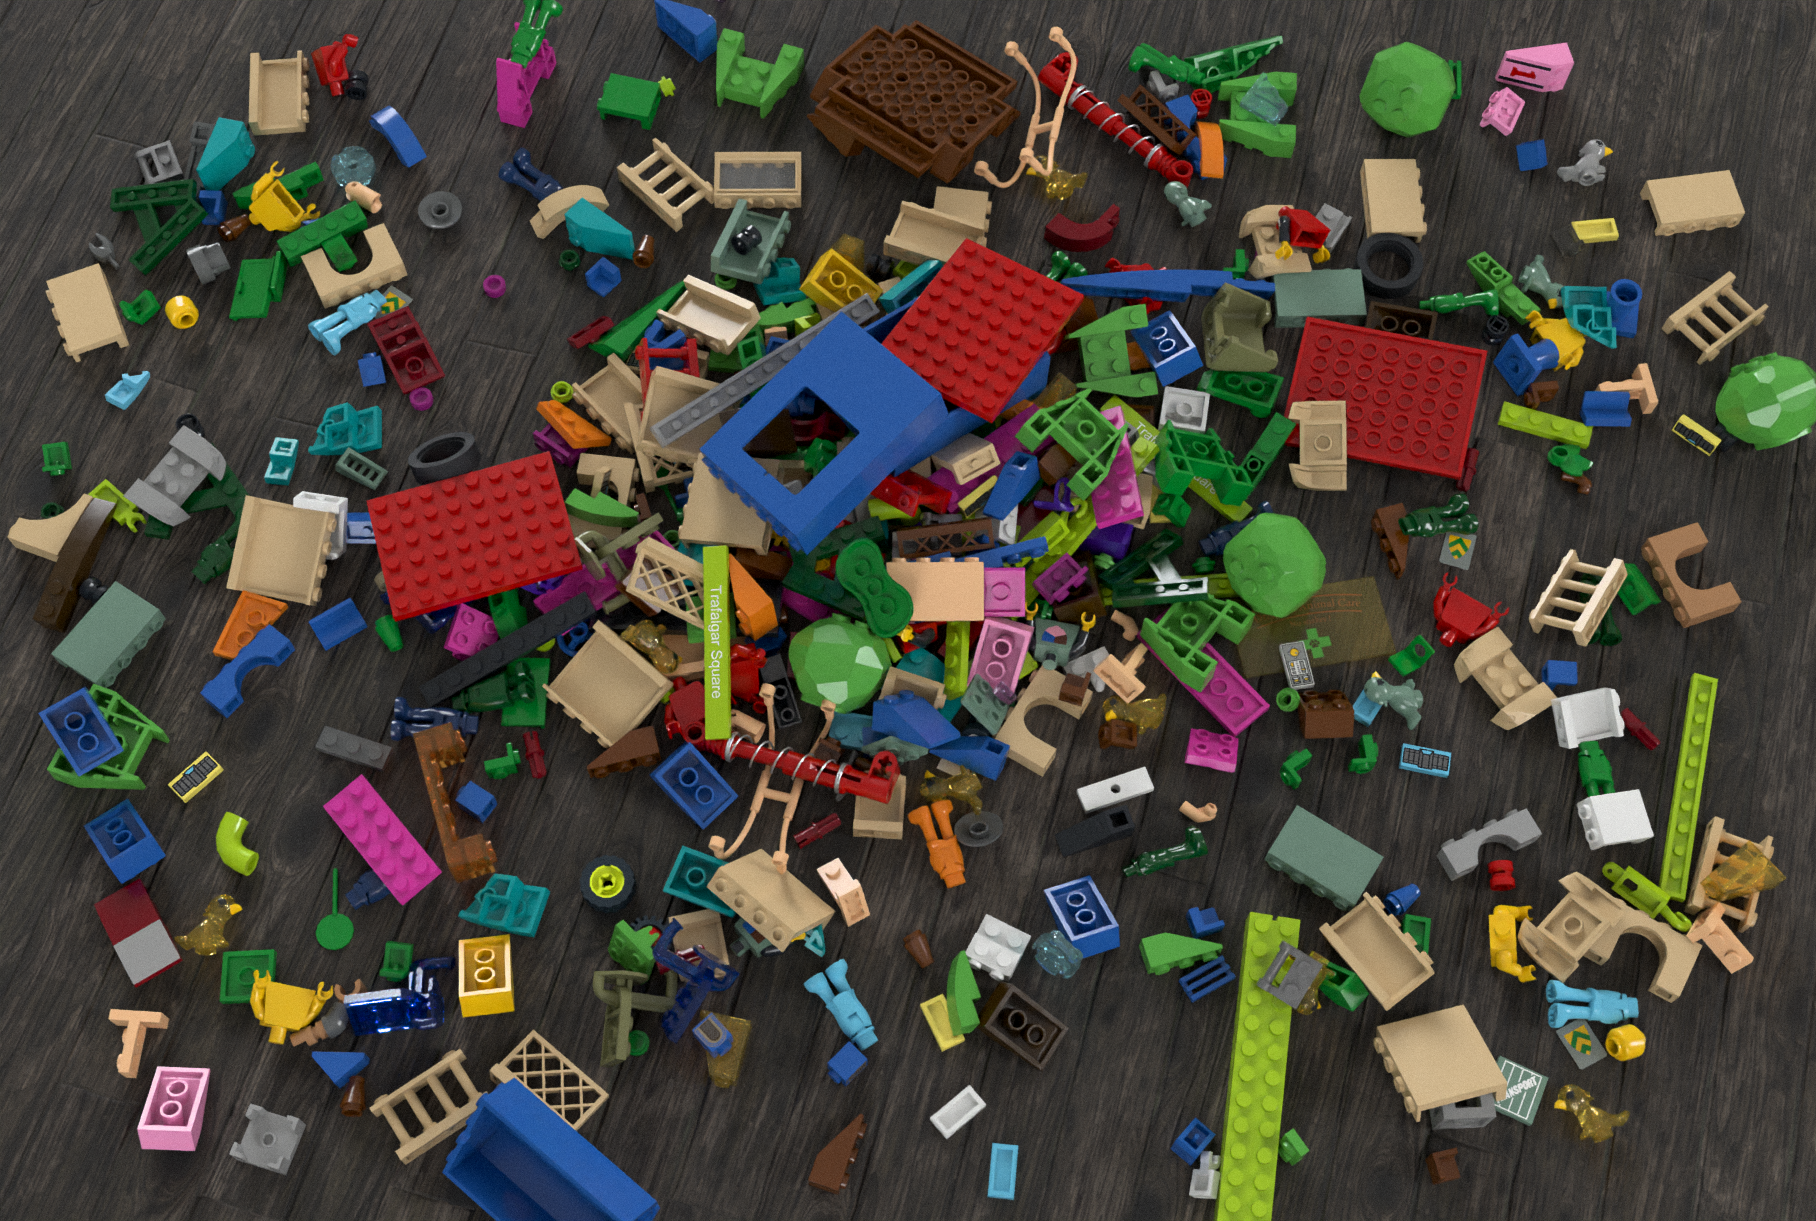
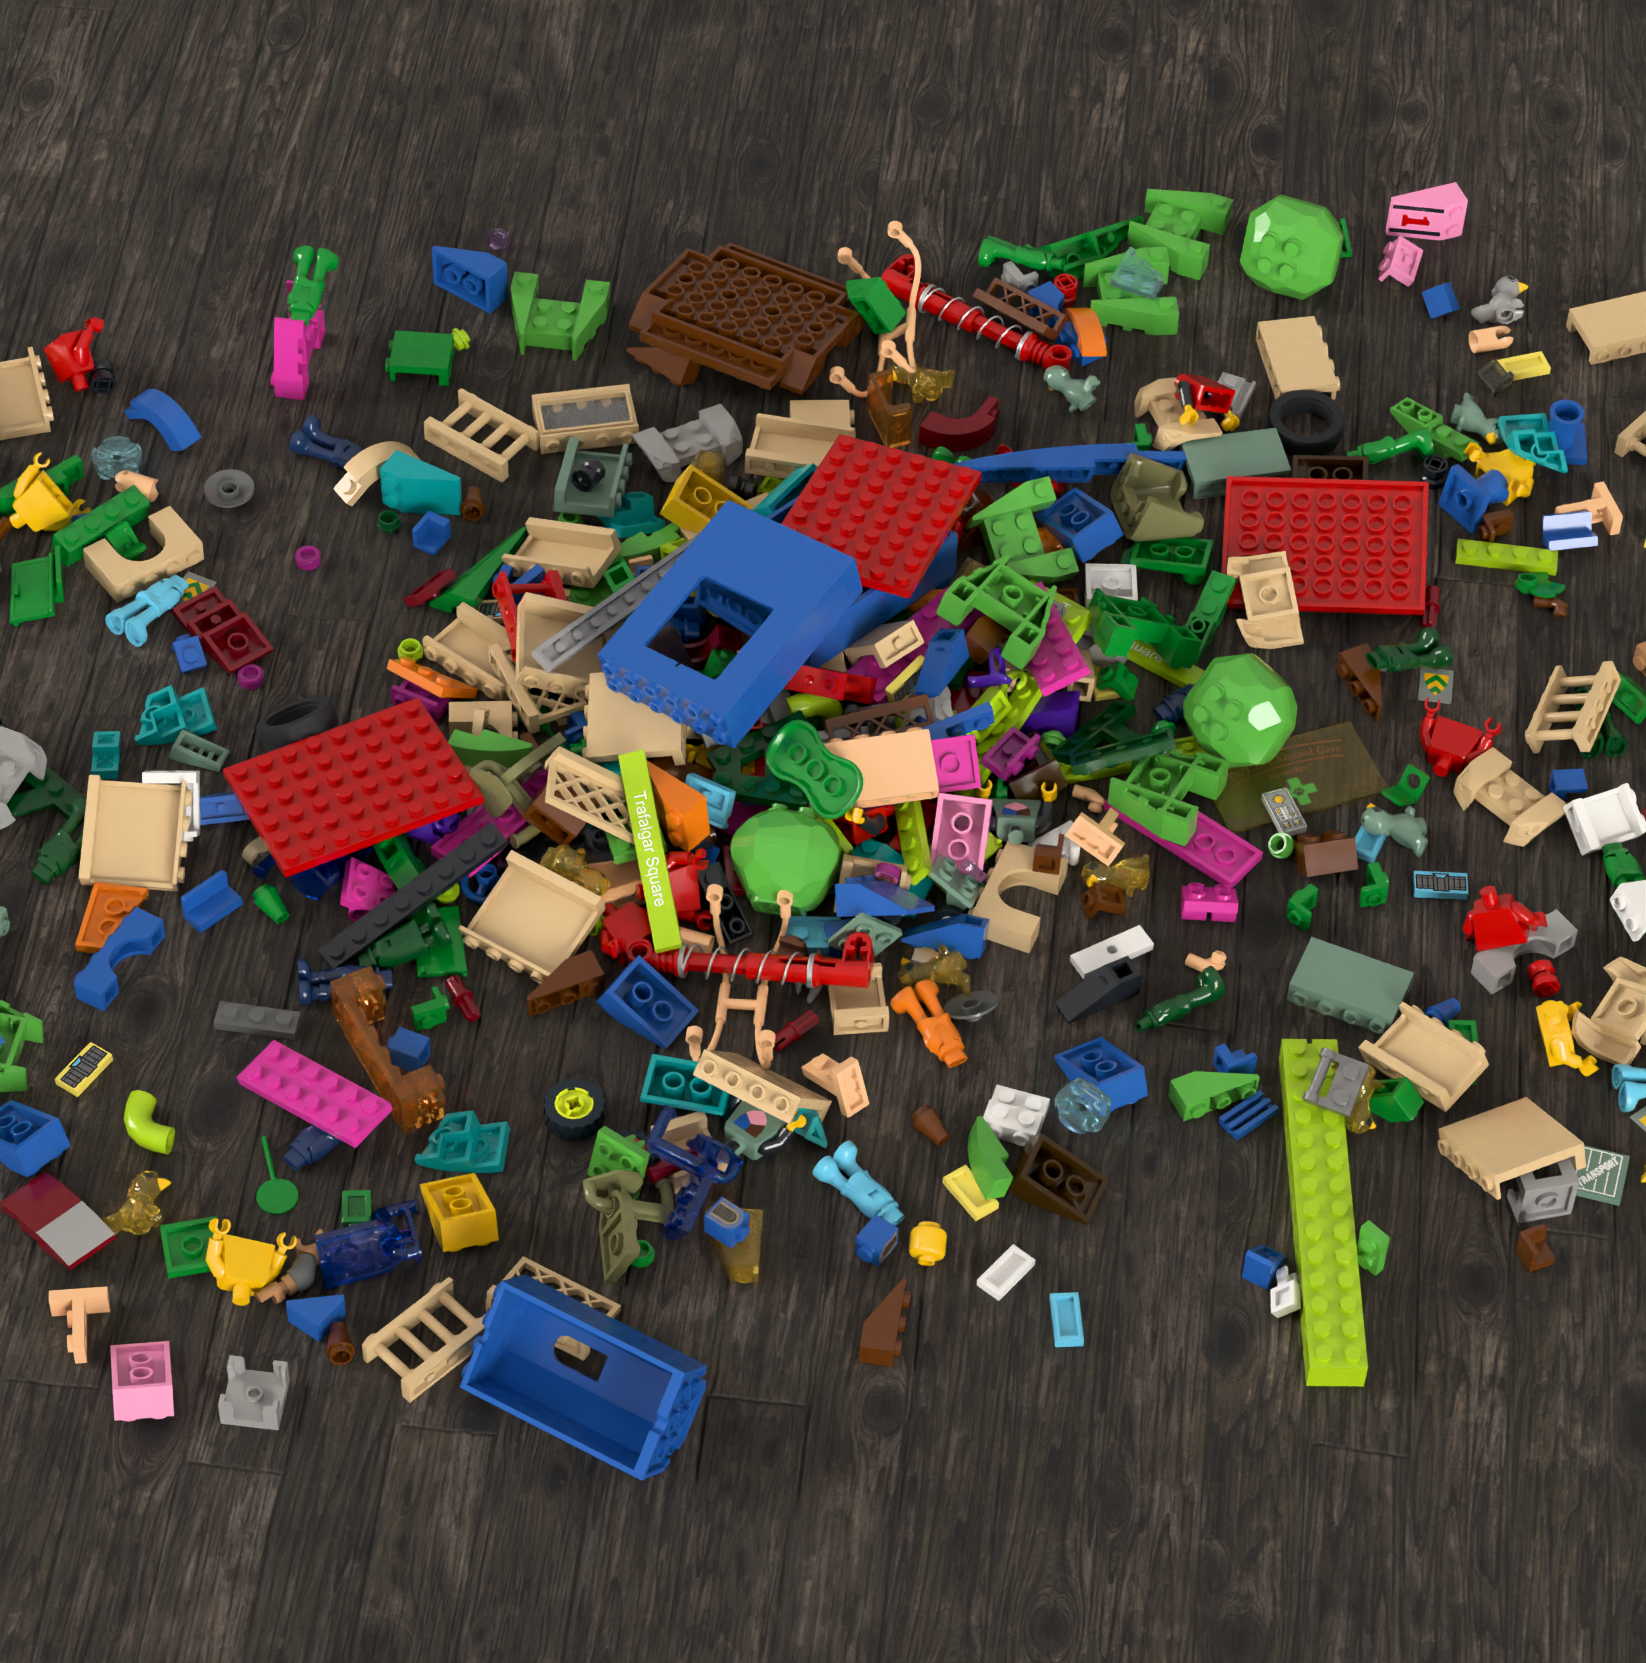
camera: 10 degrees left, 15 degrees down
(782, 593) = (718, 797): none -> medium azure plate
(844, 215) = (678, 446): none -> light grey piece
(892, 1074) = (927, 1243): none -> yellow head
(925, 692) = (888, 872): none -> magenta tile
(1025, 220) = (890, 421): none -> clear orange panel
(1028, 100) = (875, 303): none -> green slope
(1308, 51) = (1176, 223): none -> bright green wedge
(1472, 821) = (1500, 921): none -> red torso
(1566, 200) = (1486, 339): none -> light nougat piece

